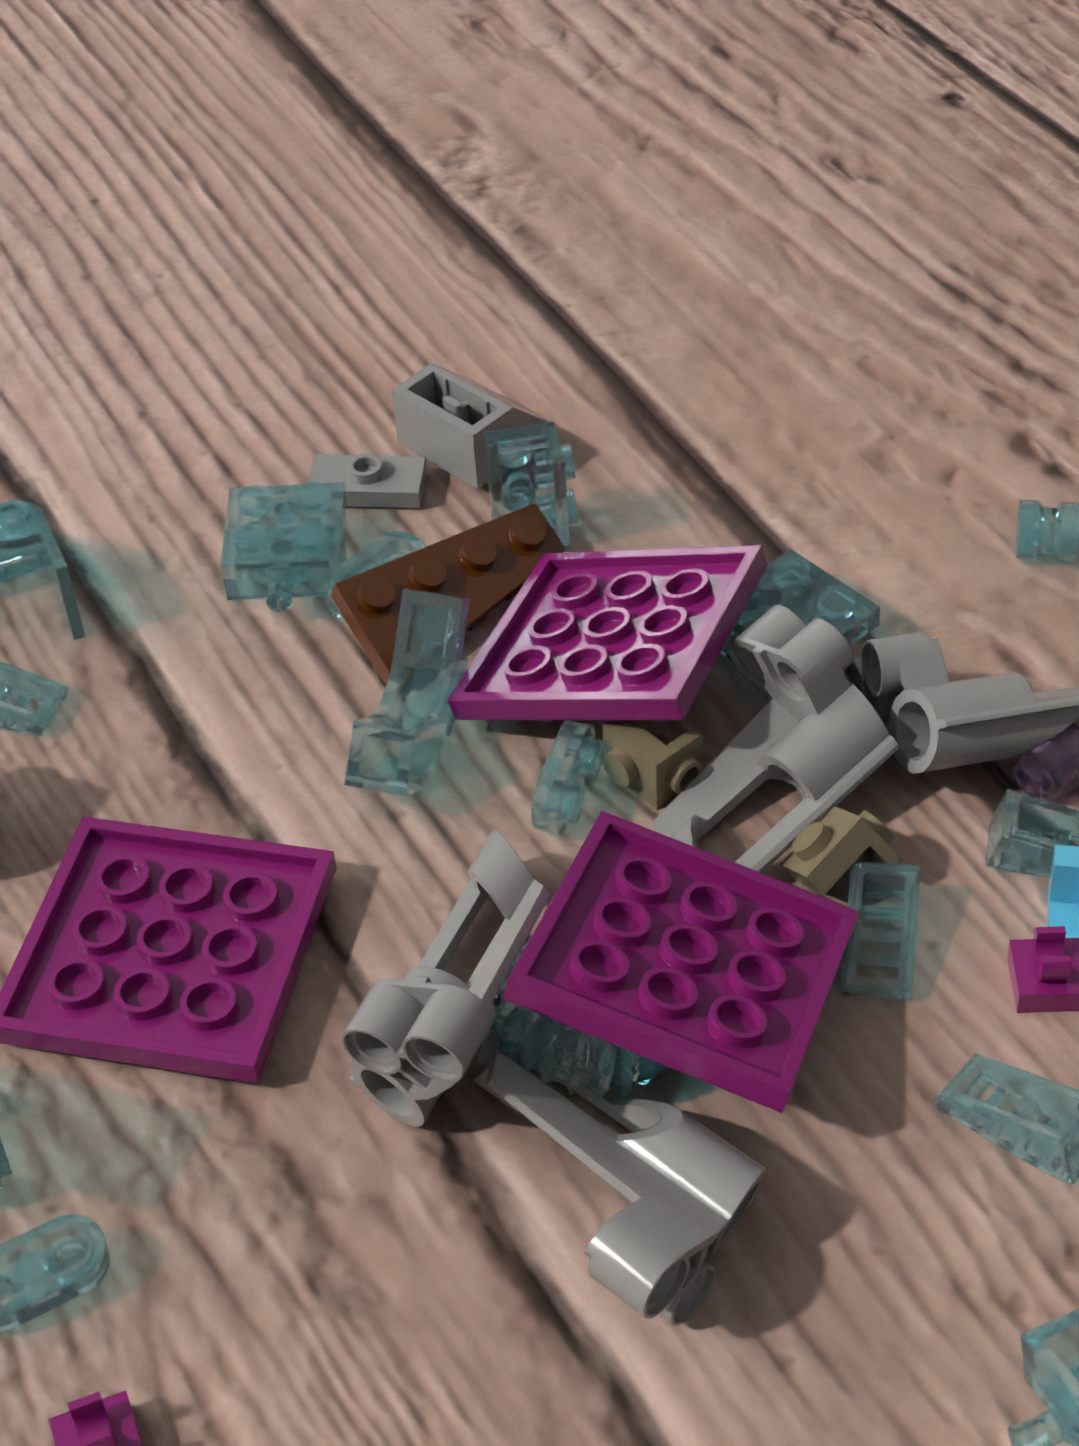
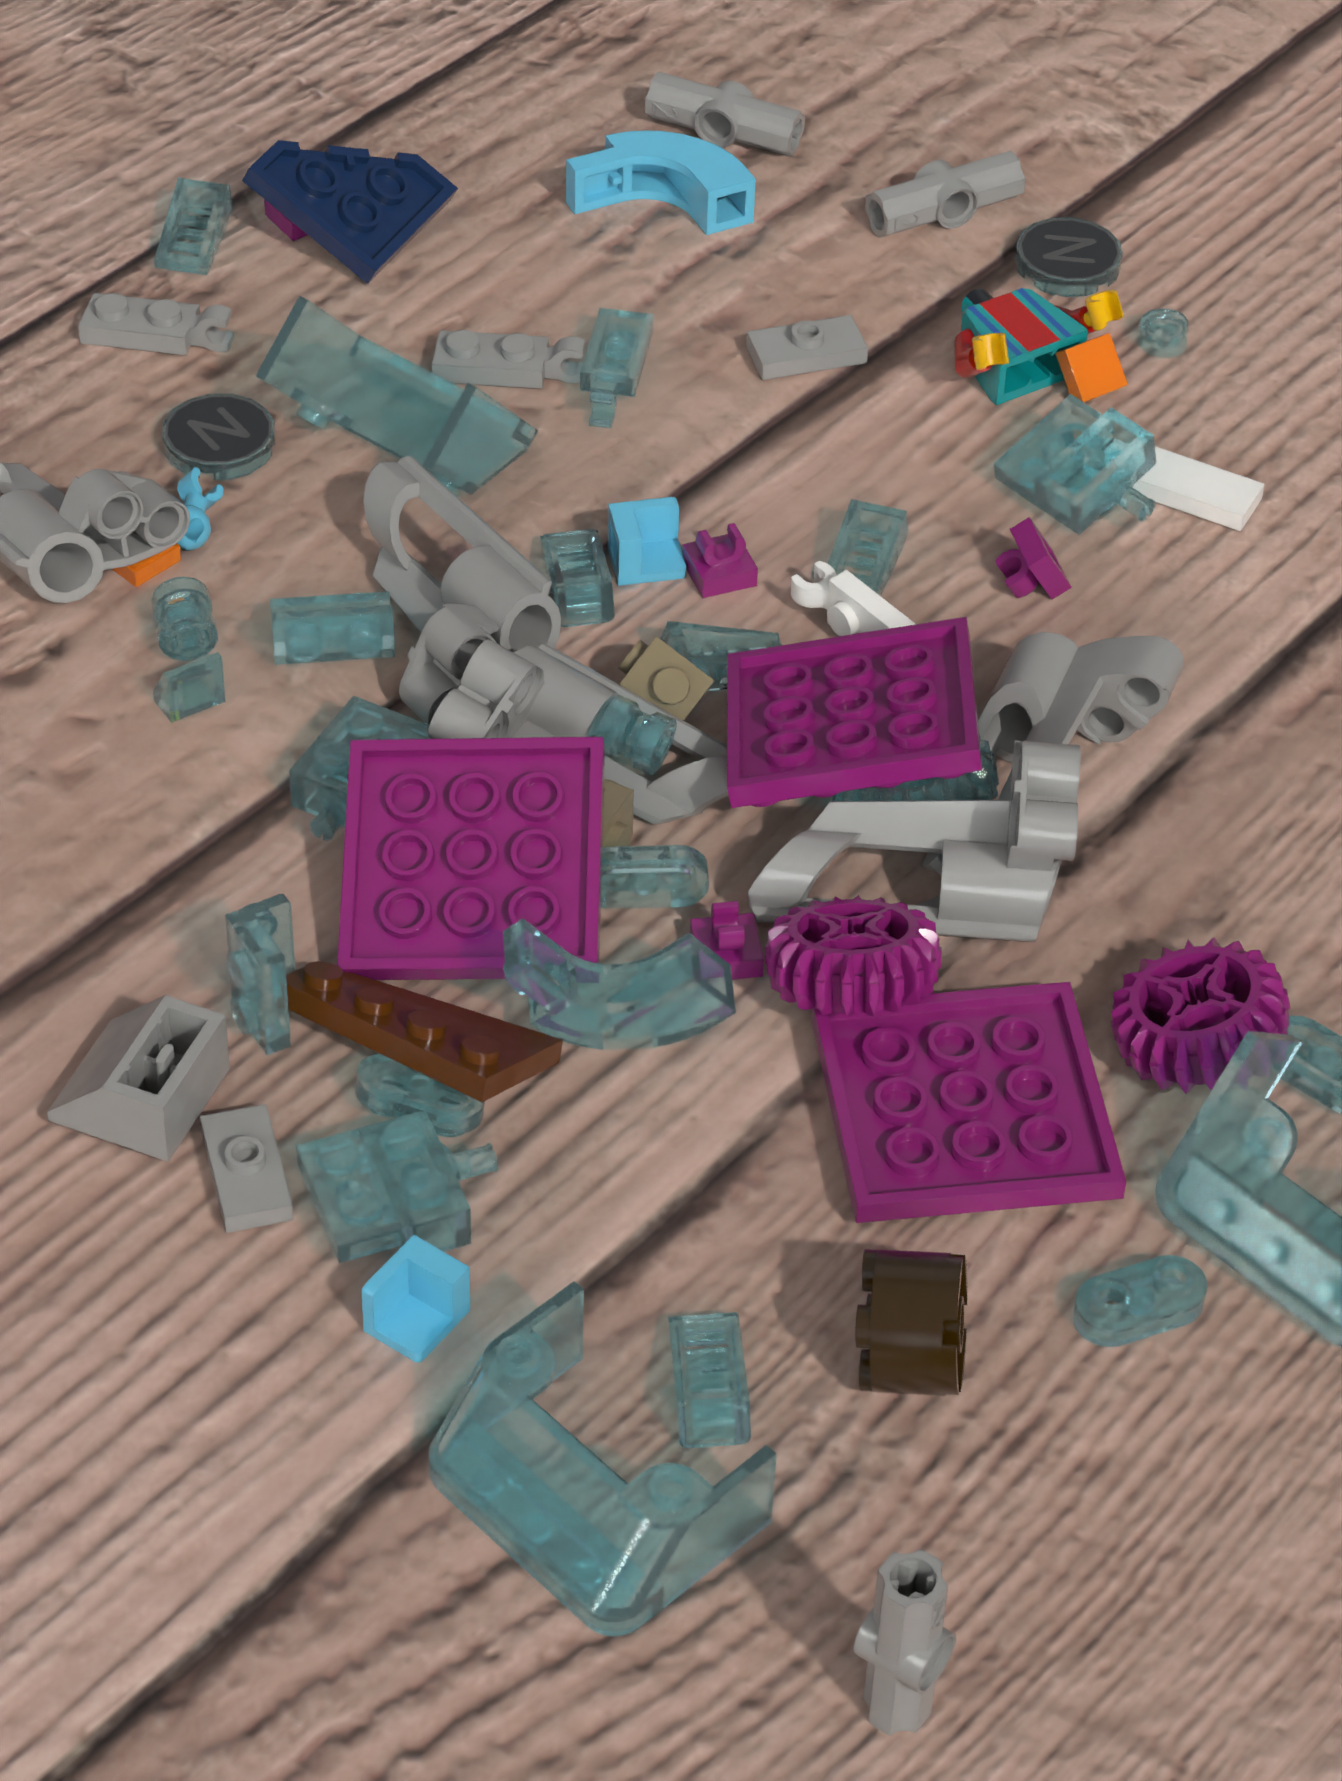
camera: 115 degrees left, 0 degrees up
(135, 1155) = (1192, 1010): none -> magenta gear
(176, 544) = (416, 1299): none -> medium azure panel
(351, 901) = (853, 956): none -> magenta gear
(458, 827) = (732, 938): none -> magenta tile
(748, 804) = (636, 734): none -> clear light blue wheel
(891, 1064) = (848, 602): none -> white plate
(953, 527) = (191, 688): none -> clear light blue slope
(956, 1285) = (1032, 563): none -> magenta tile
(1008, 625) = (332, 628): none -> clear light blue bracket

